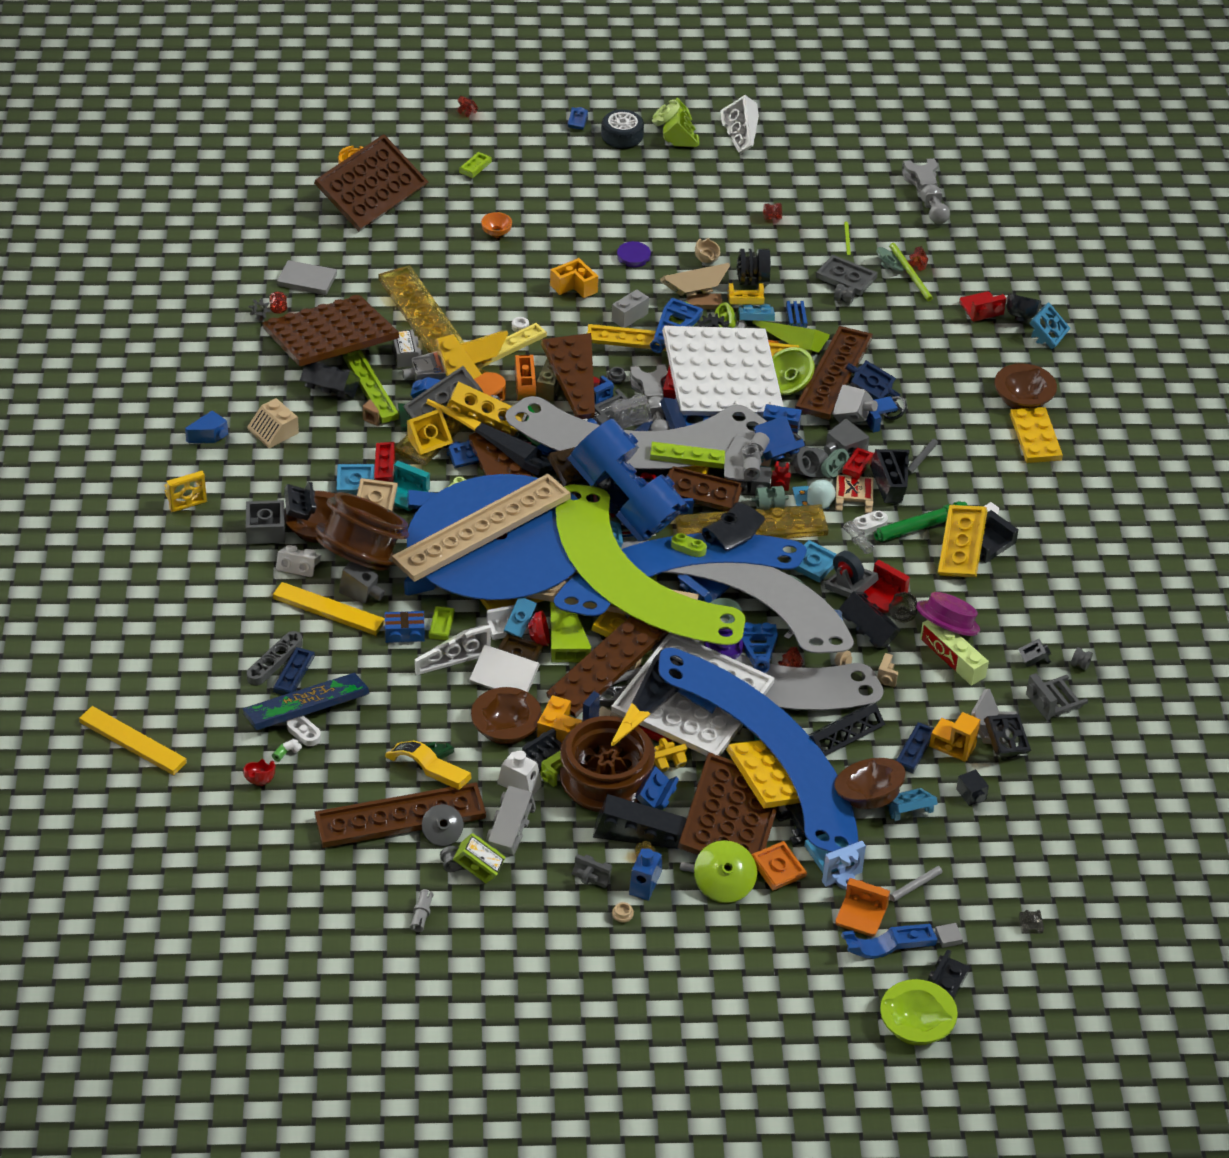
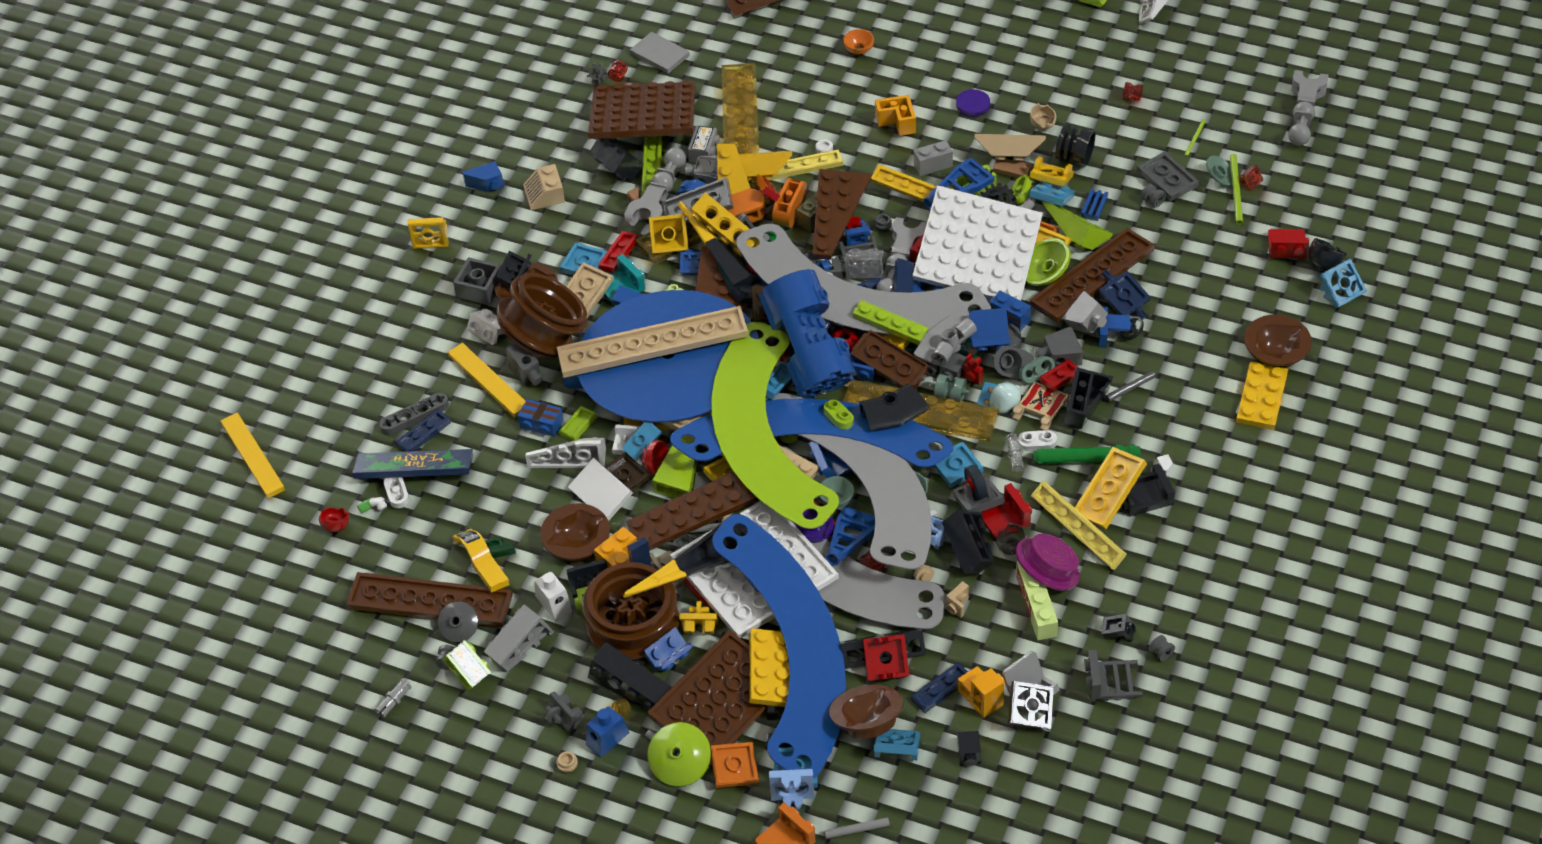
camera: 30 degrees right, 5 degrees up
(393, 412) = (650, 203): none -> light grey piece
(500, 368) = (767, 188): none -> red plate
(869, 737) = (896, 647): none -> red piece
(950, 580) = (1078, 525): none -> light yellow tile

